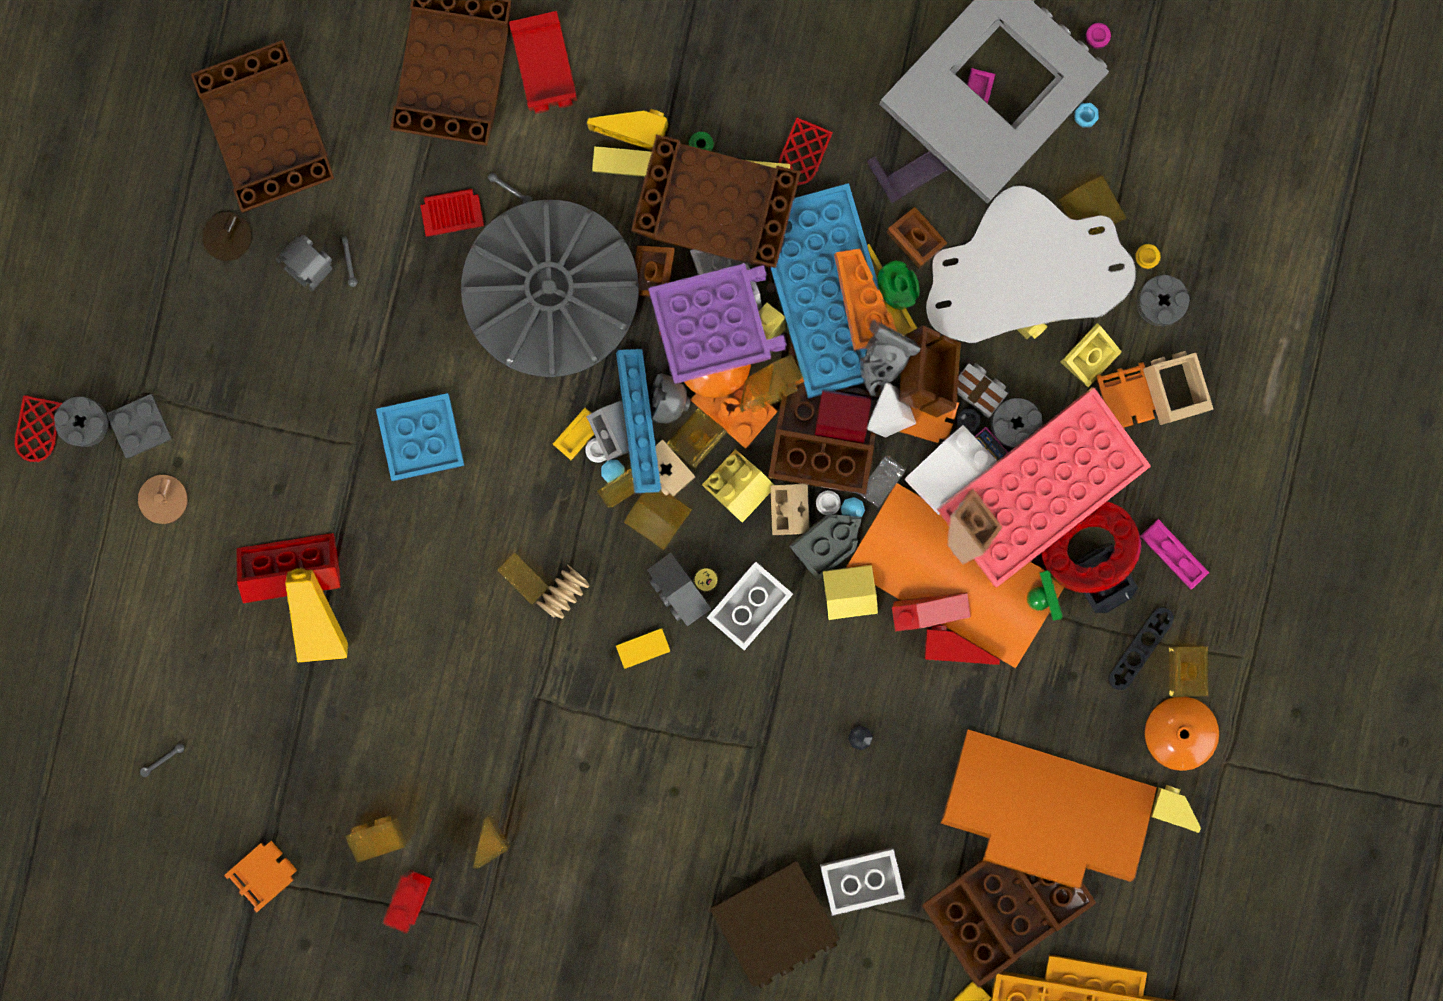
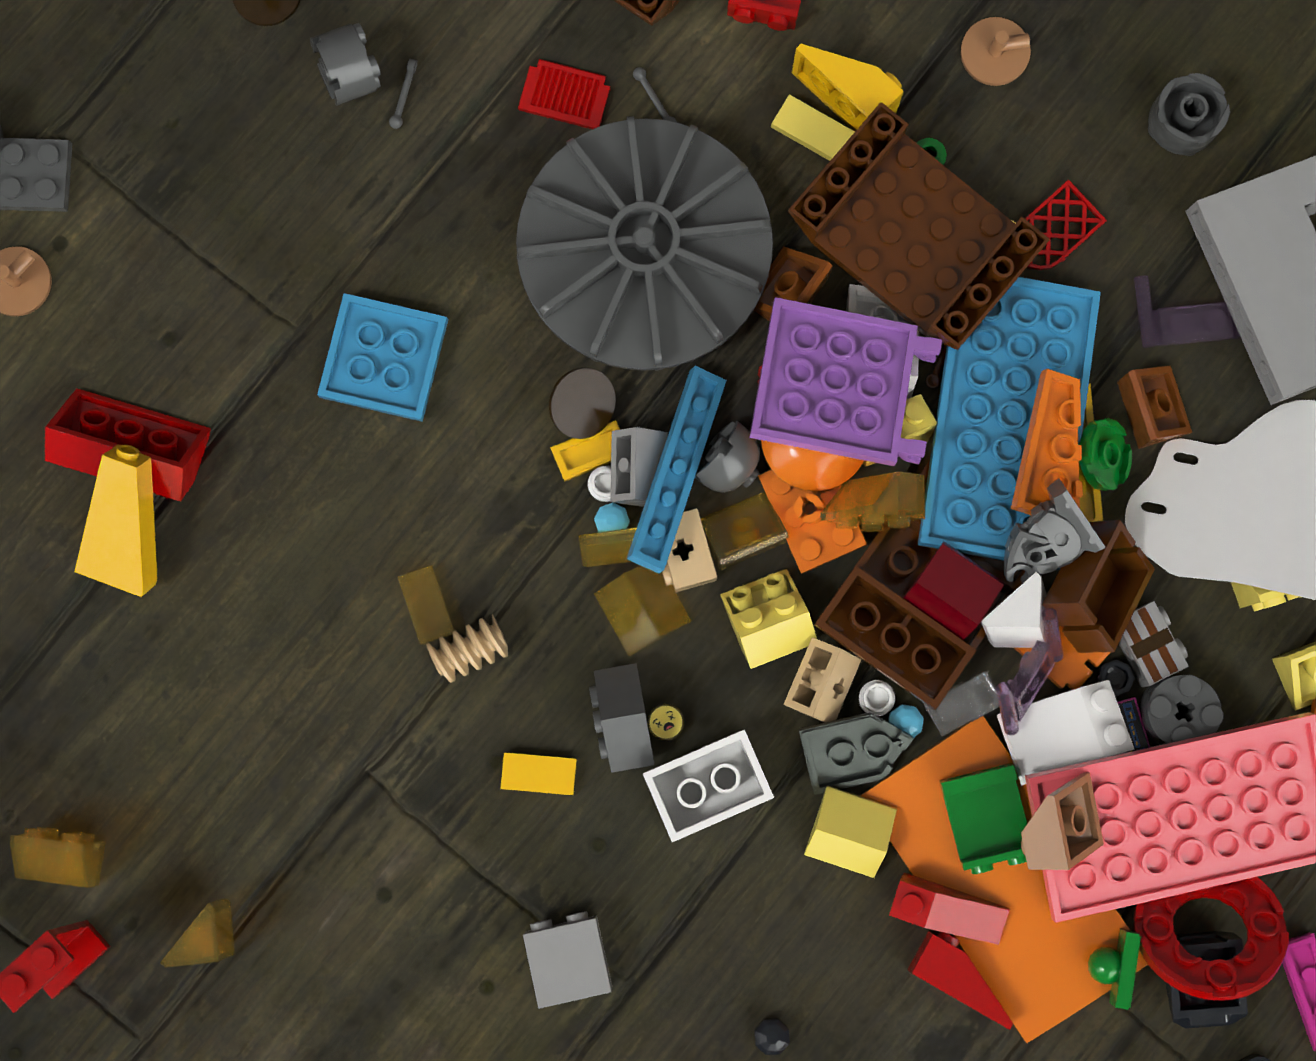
camera: 25 degrees right, 5 degrees down
(560, 408) = (582, 403): none -> dark brown shield
(712, 54) = (995, 51): none -> medium nougat shield
(714, 751) = (567, 960): none -> light grey piece
(842, 52) = (1183, 133): none -> dark grey brick
(914, 440) = (1034, 668): none -> plate
(925, 544) = (986, 817): none -> green panel

